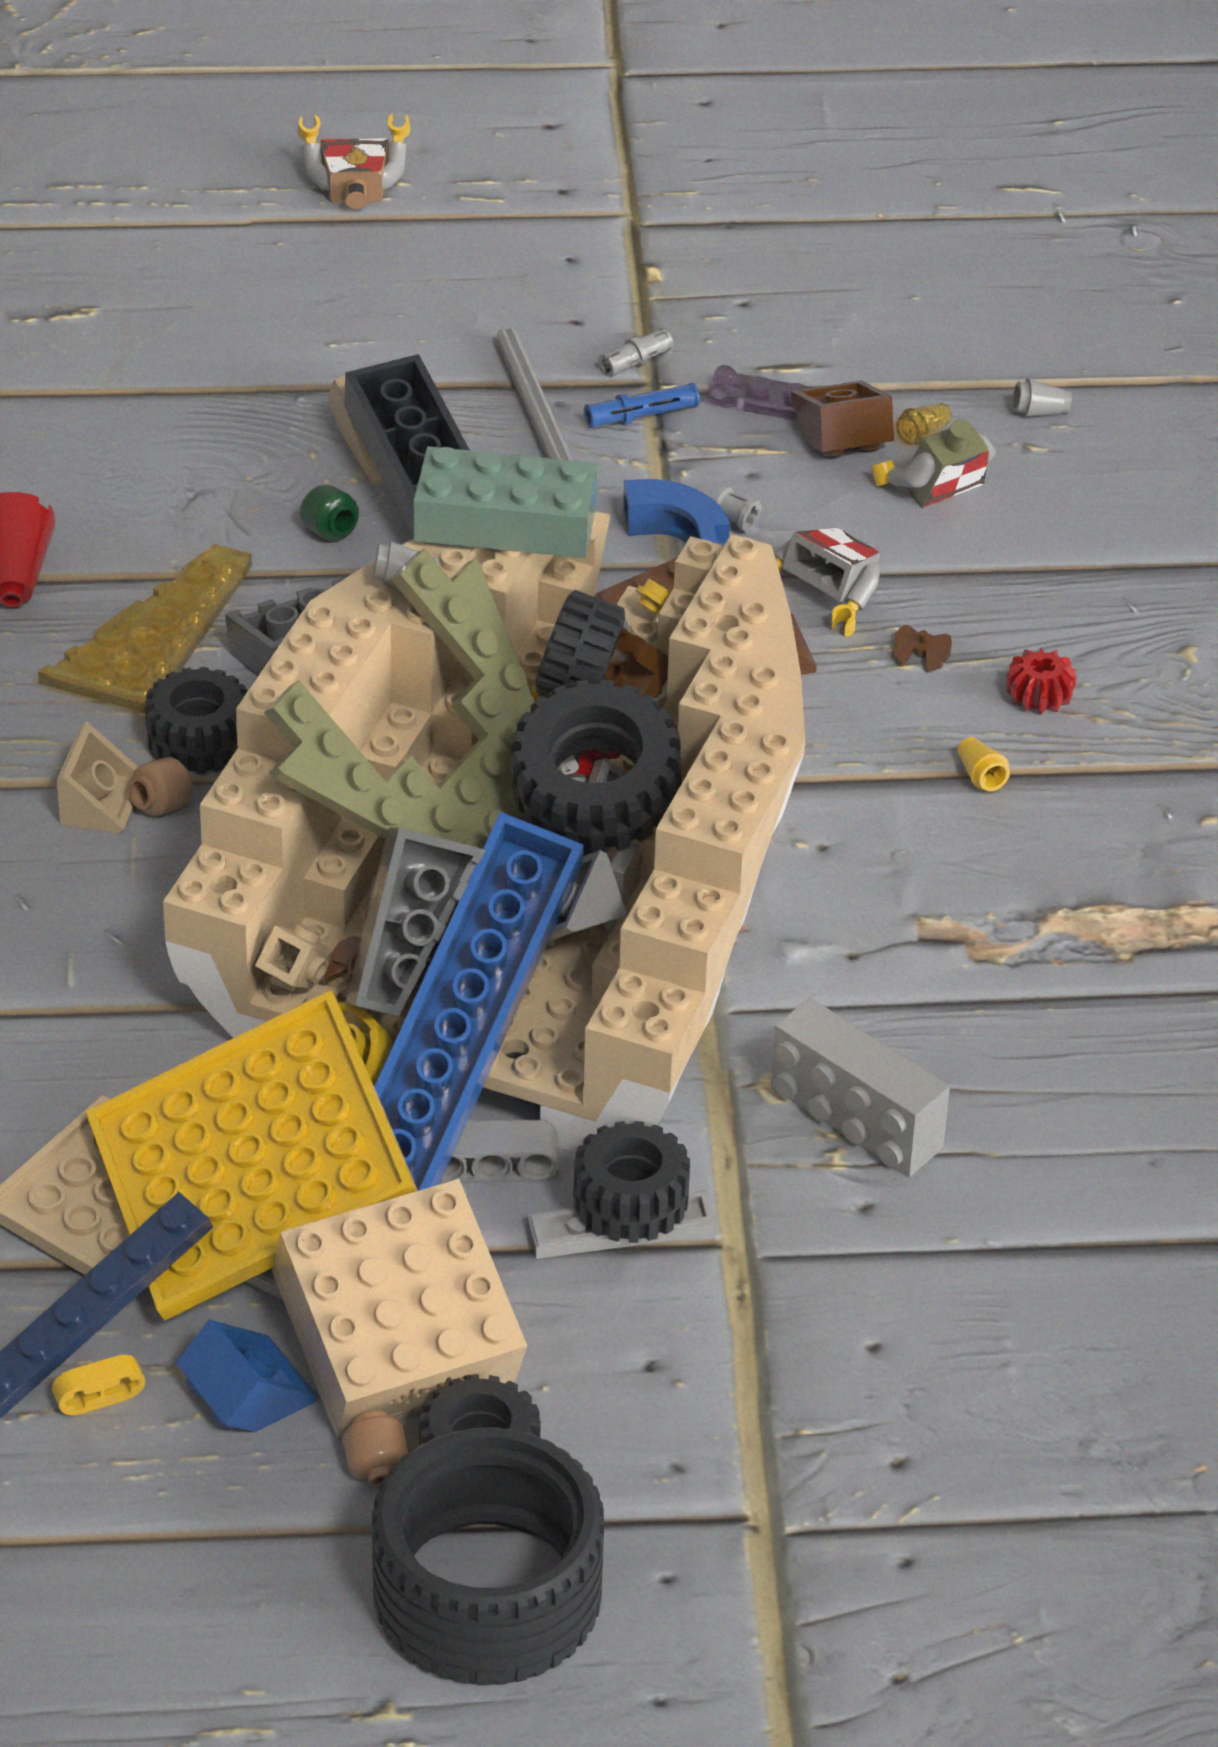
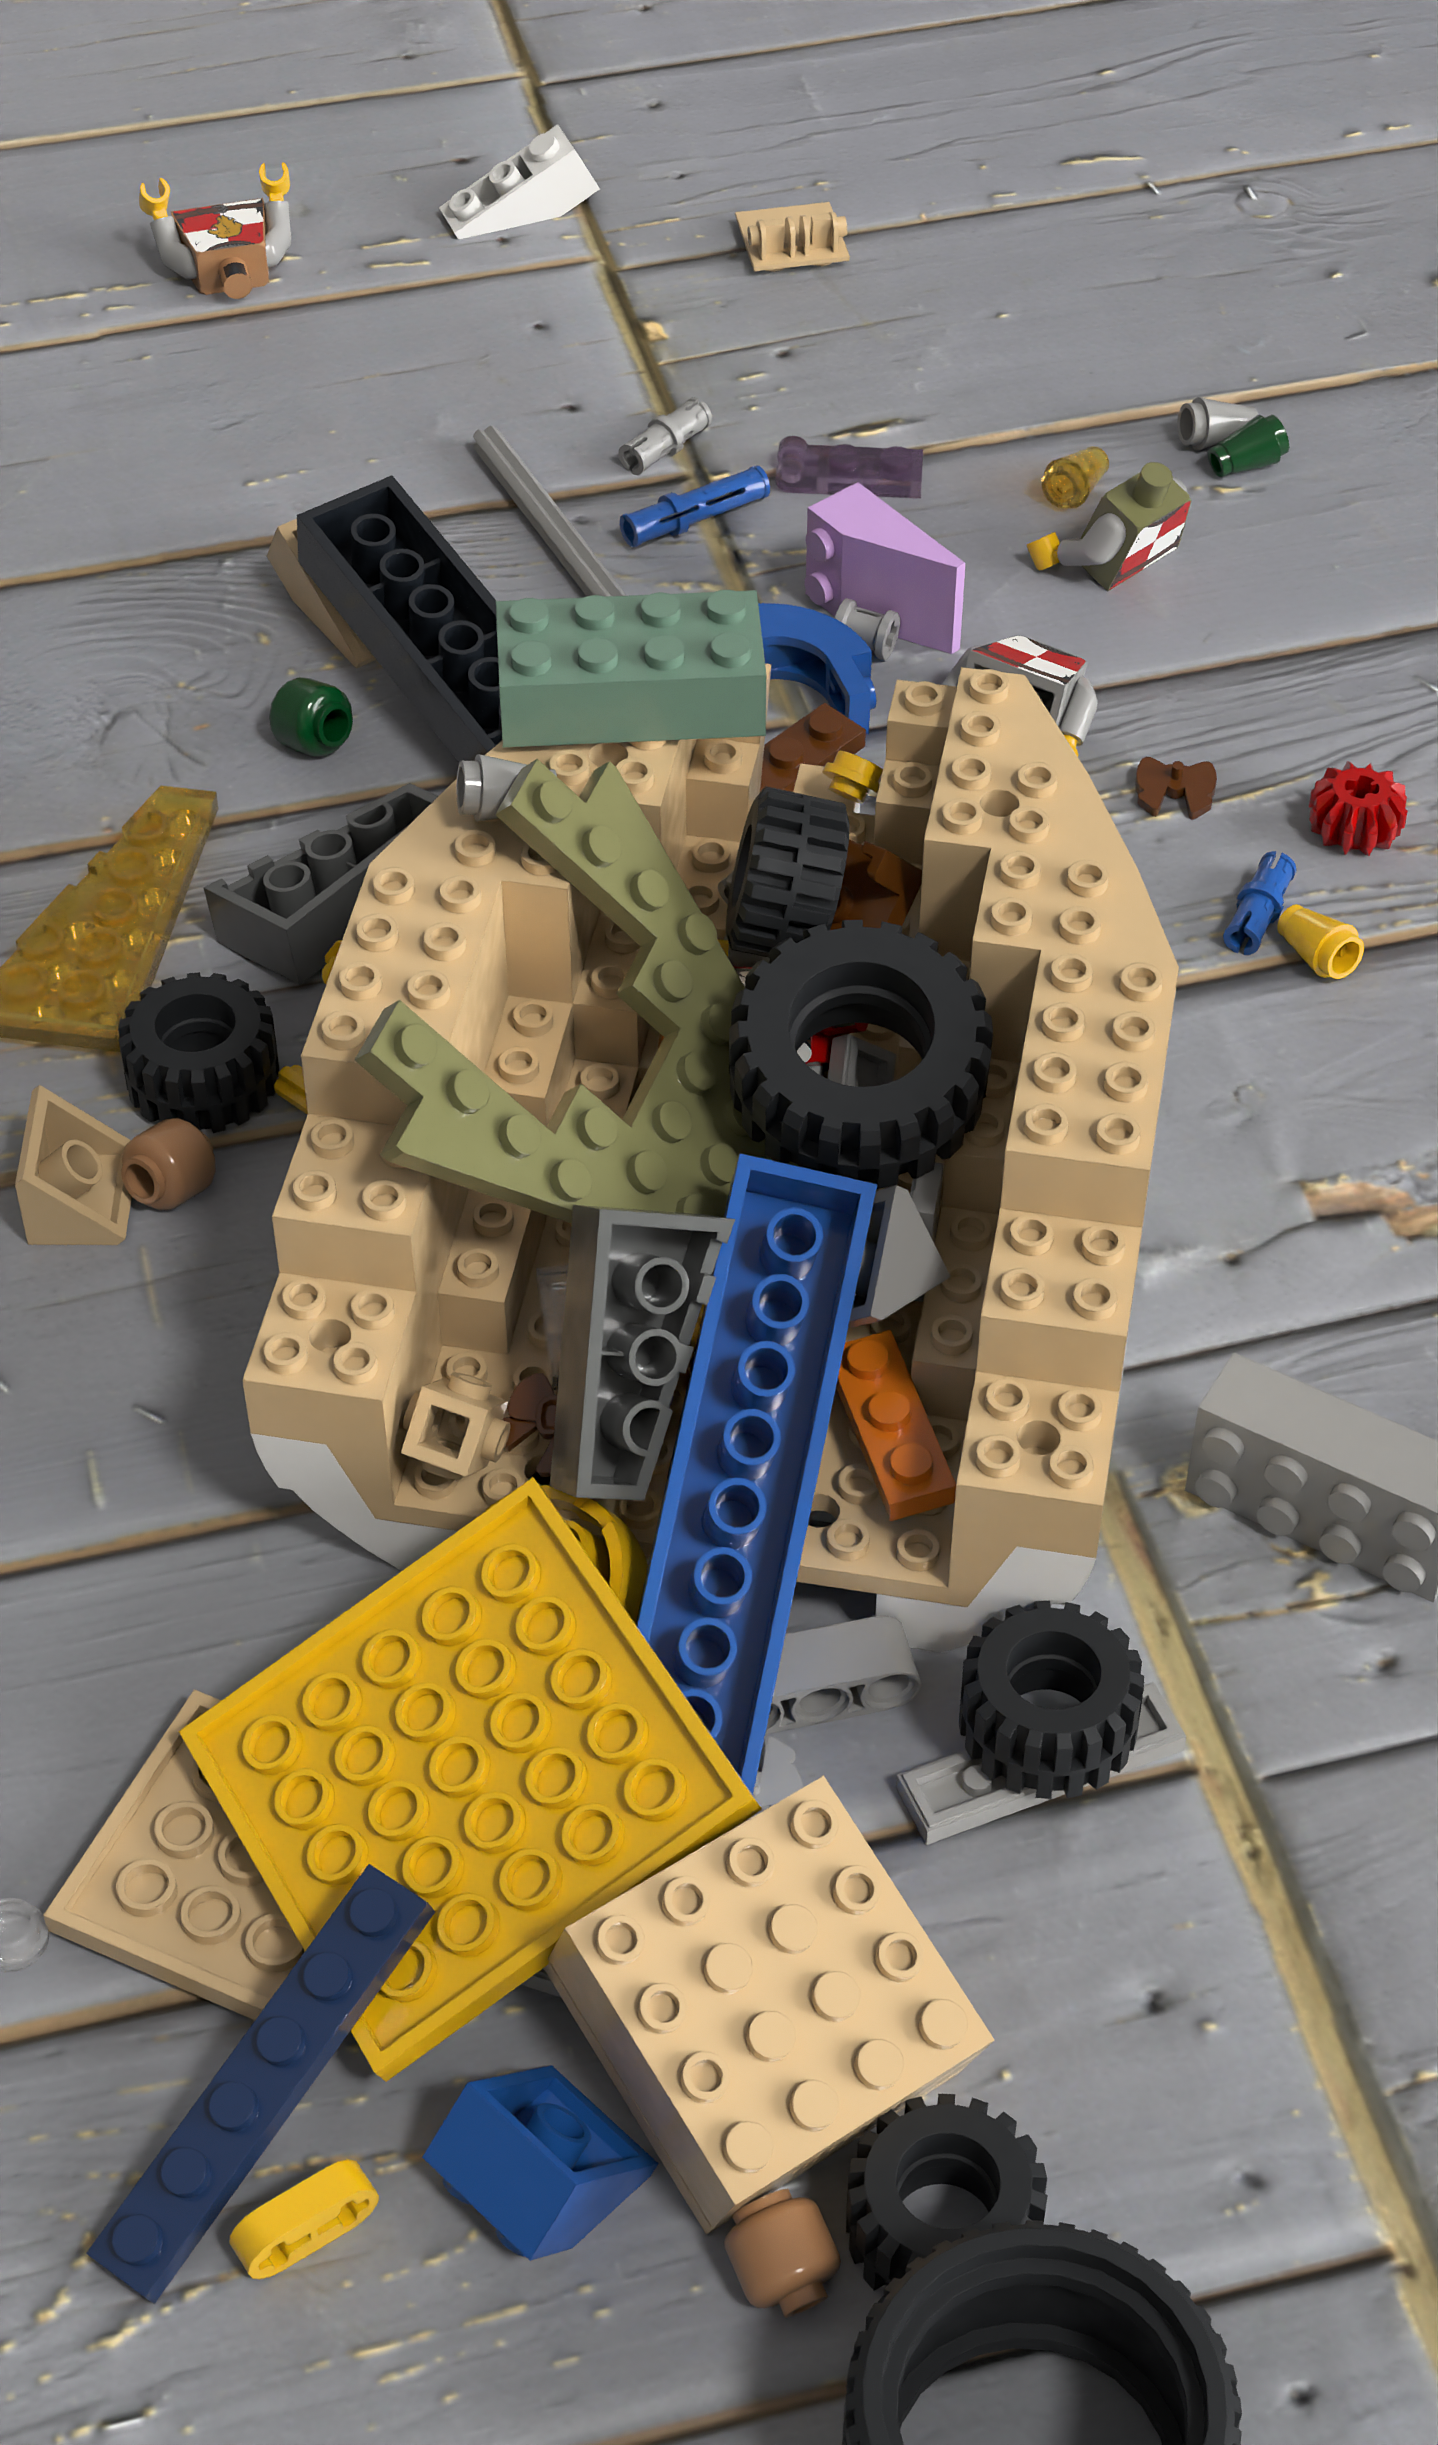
camera: 10 degrees left, 5 degrees up
(570, 999) = (893, 1427): none -> orange plate
(587, 155) = (525, 189): none -> white slope
(756, 465) = (884, 564): none -> lavender slope
(775, 218) = (793, 236): none -> tan hinge
(844, 416) = (973, 482): reddish brown slope -> none
(950, 733) = (1259, 903): none -> blue pin
(1058, 419) = (1250, 447): none -> dark green cone

